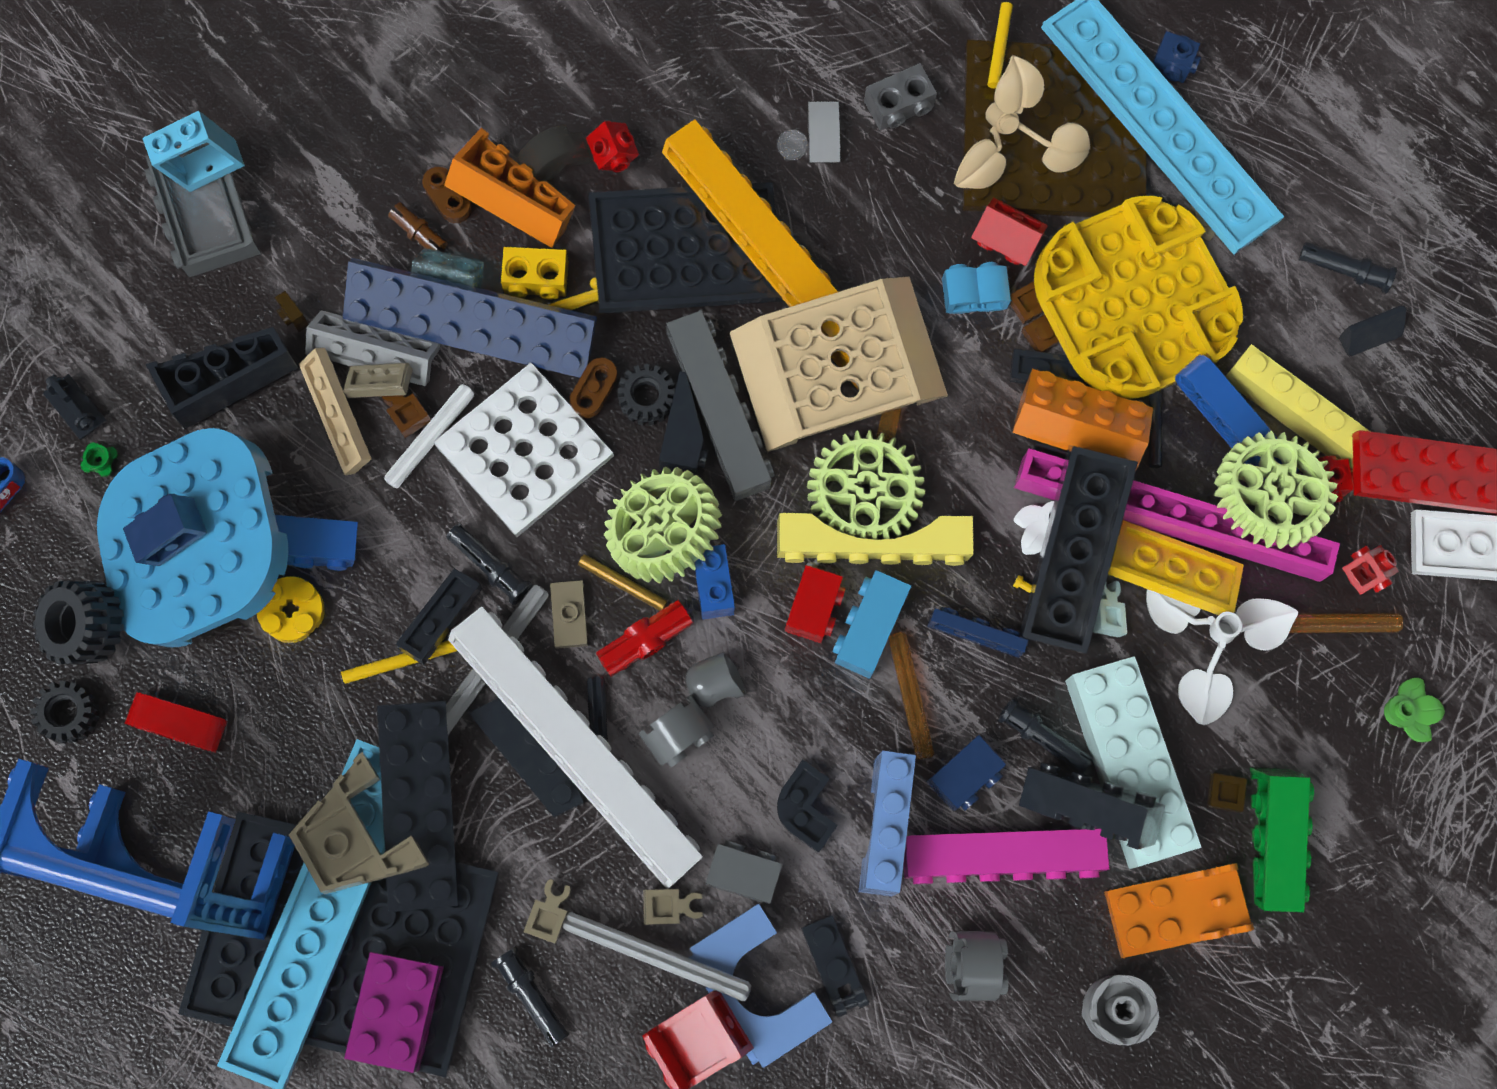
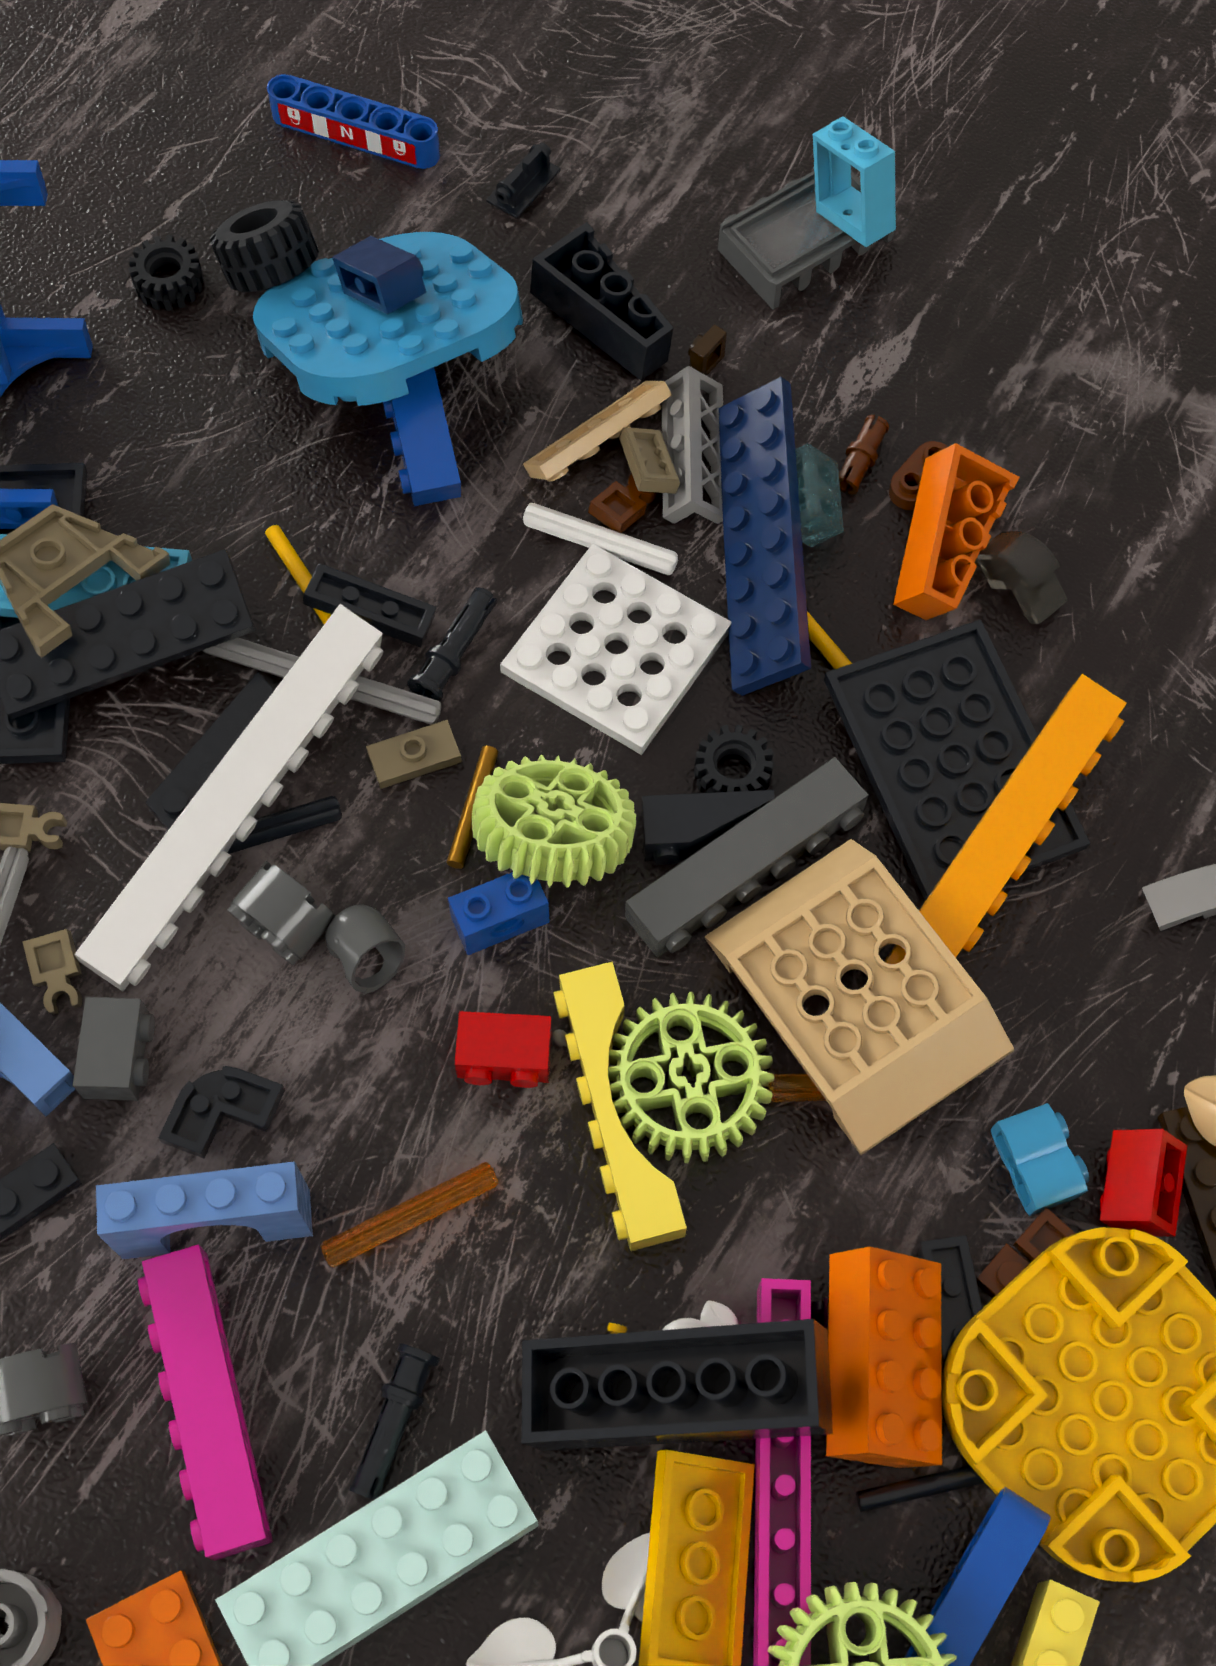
camera: 80 degrees right, 10 degrees down
(90, 457) = (469, 222): green plate -> none
(176, 722) = (177, 377): red beam -> none
(302, 621) = (341, 434): yellow plate -> none
(536, 264) = (860, 593): yellow brick -> none
(593, 389) = (722, 700): reddish brown plate -> none
(612, 146) = (1059, 635): red brick -> none
(644, 638) = (402, 847): red piece -> none
(792, 144) = (1158, 859): clear plate -> none
(871, 623) = (495, 1131): dark azure brick -> none
(967, 774) = (310, 1316): dark blue brick -> none
(977, 631) = (524, 1281): dark blue plate -> none
(1093, 805) = (285, 1507): black wedge -> none
(1111, 613) = (600, 1474): light aqua plate -> none

